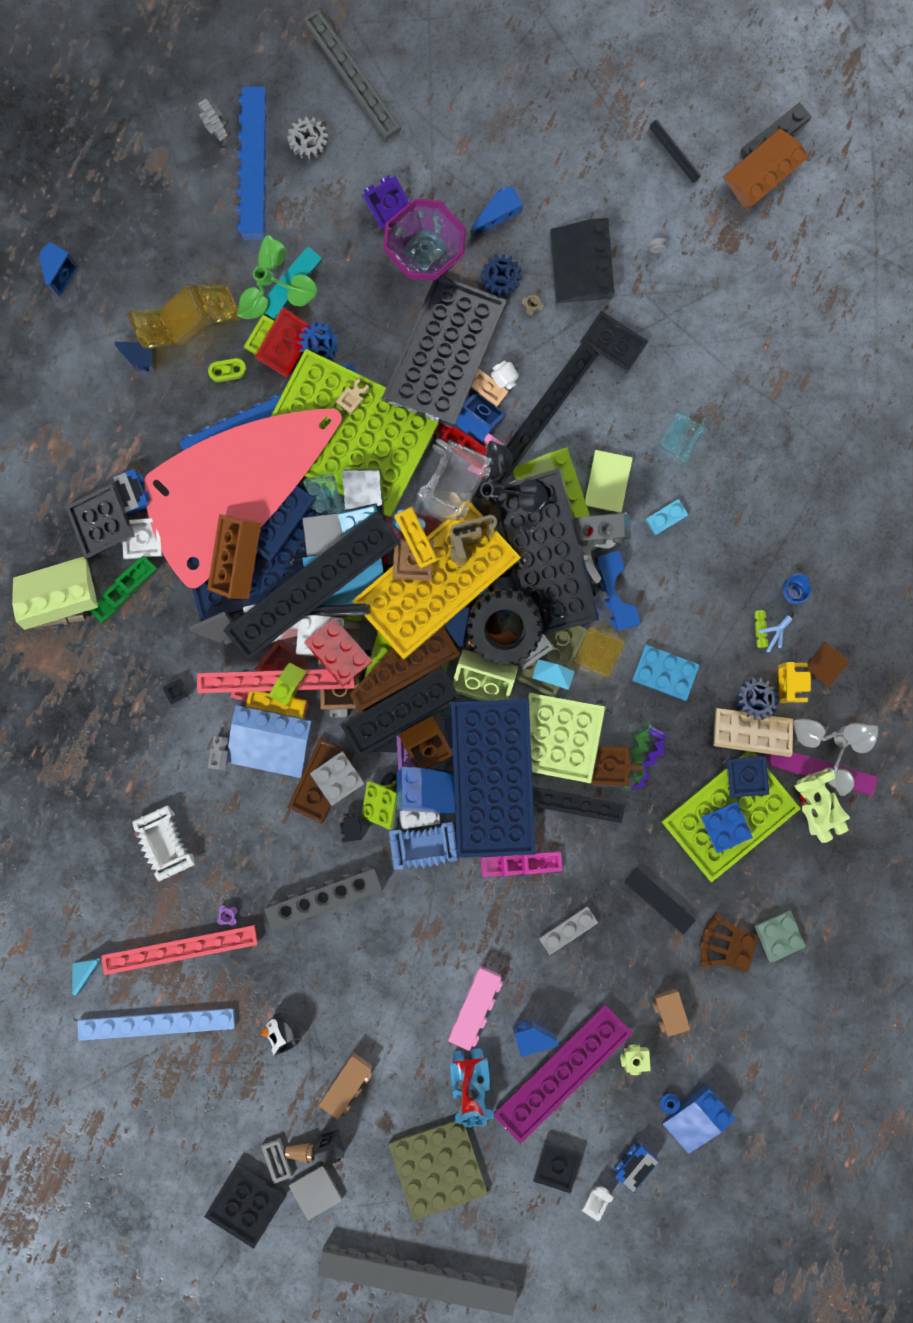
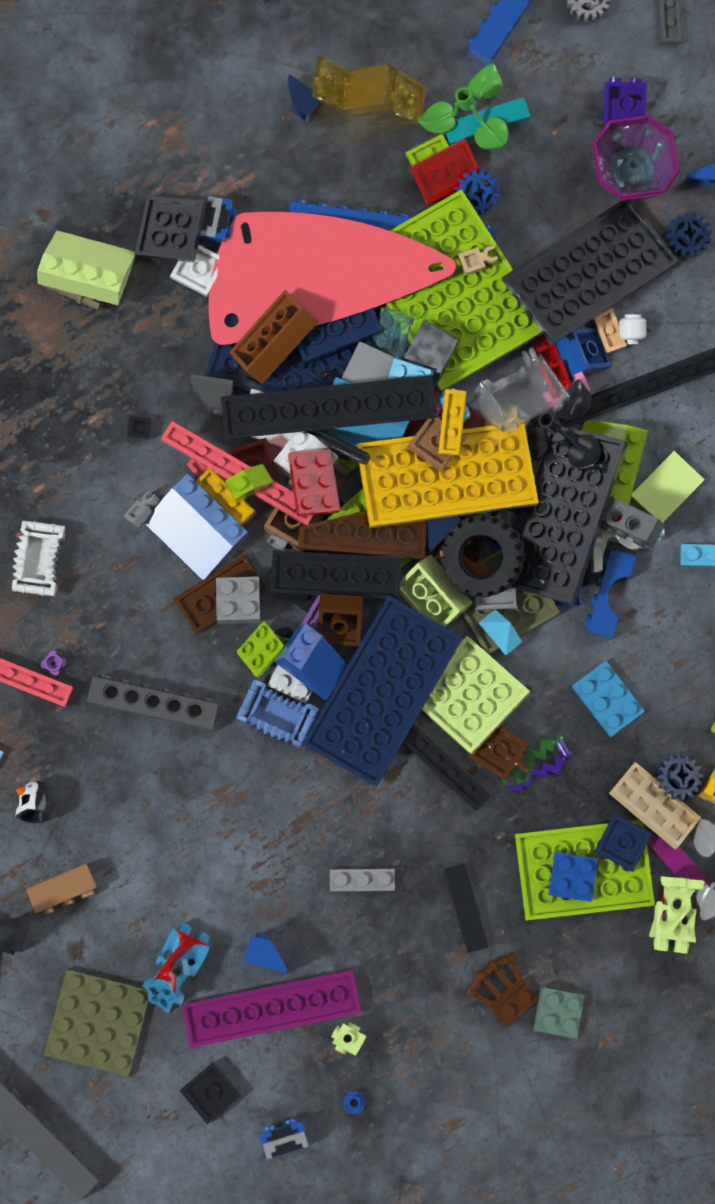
camera: 25 degrees right, 5 degrees down
(123, 589) = (151, 304): green slope -> none
(227, 368) = (377, 163): lime plate -> none
(351, 827) = (220, 655): black brick -> none
(467, 534) = (503, 449): dark tan piece -> none
(474, 1008) = (228, 894): bright pink brick -> none
(521, 864) = (357, 789): dark pink slope -> none
(534, 298) = (705, 275): dark tan plate -> none
(597, 1202) = (226, 1149): white bracket -> none
(599, 652) = (556, 640): clear yellow plate -> none
(671, 1013) = (409, 1017): medium nougat brick -> none
(699, 1119) = (371, 1134): slope -> none

